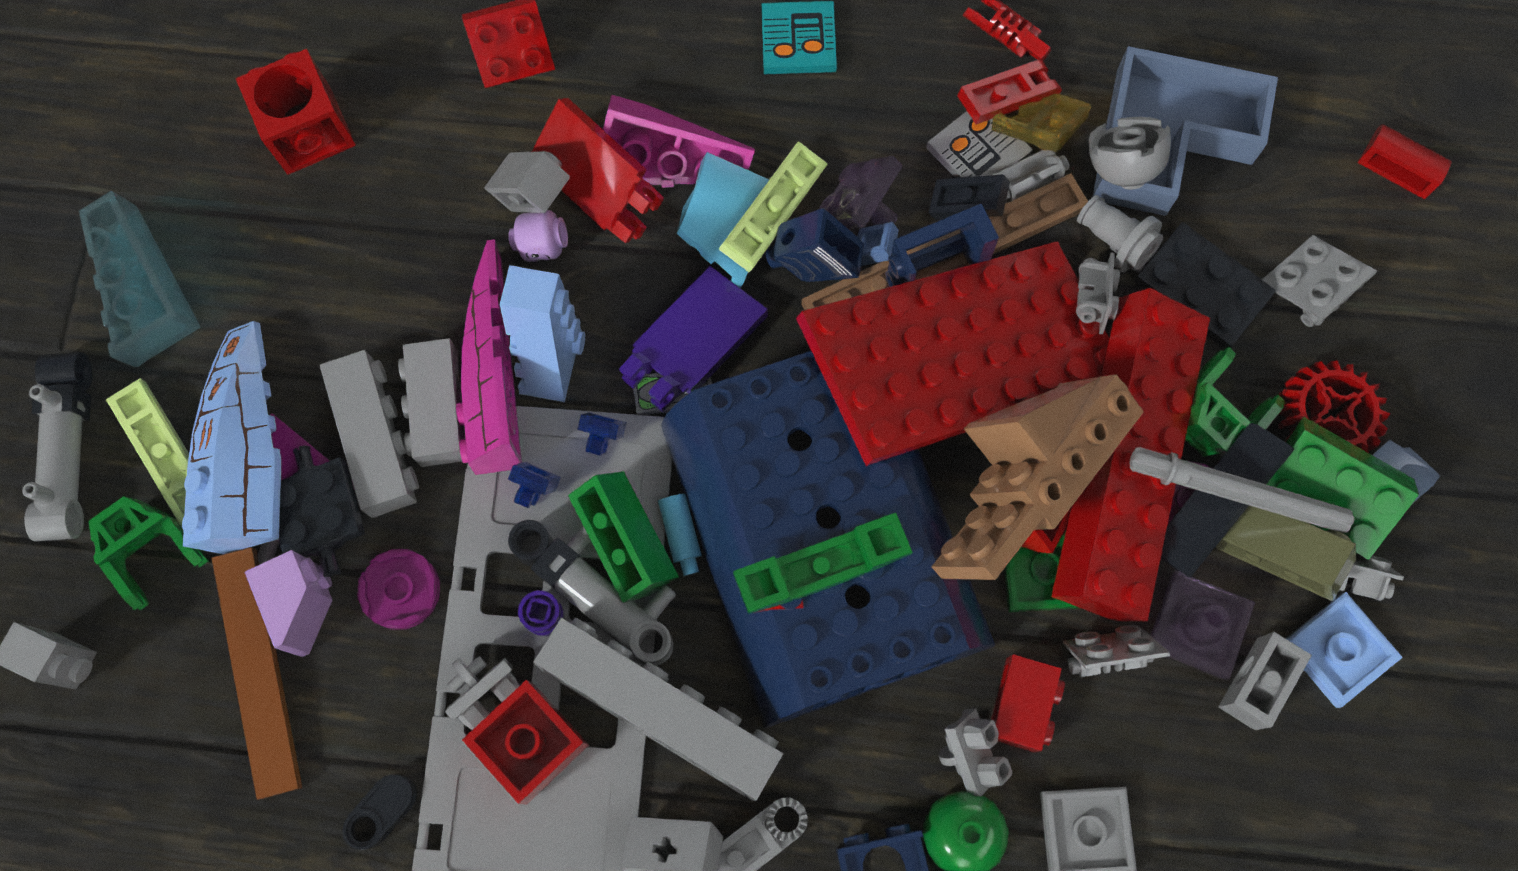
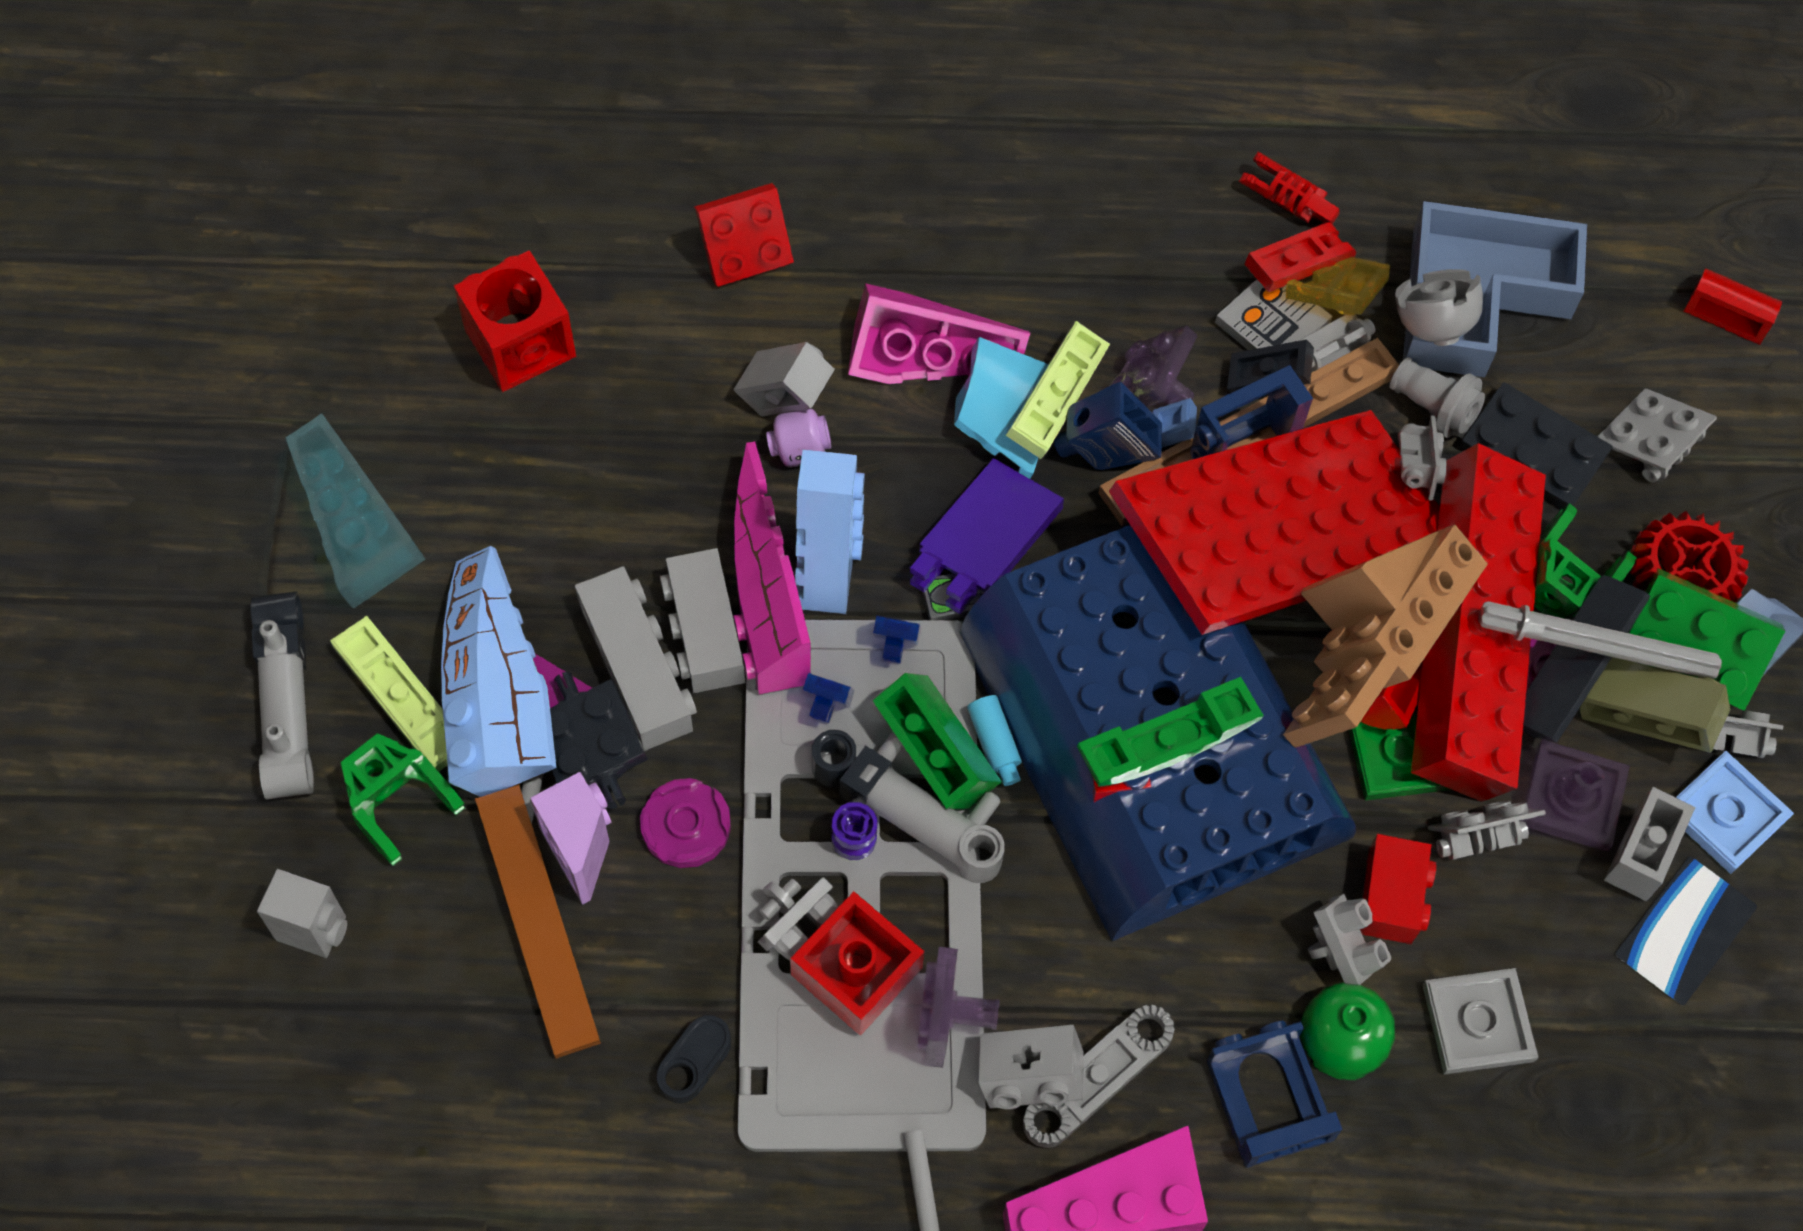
camera: 10 degrees left, 10 degrees down
(599, 171) = (866, 363): red tile -> none
(601, 794) = (948, 1008): none -> clear purple plate
(659, 709) = (1000, 916): light grey brick -> none
(798, 37) = (1060, 214): teal tile -> none
(1288, 760) = (1686, 930): none -> sticker

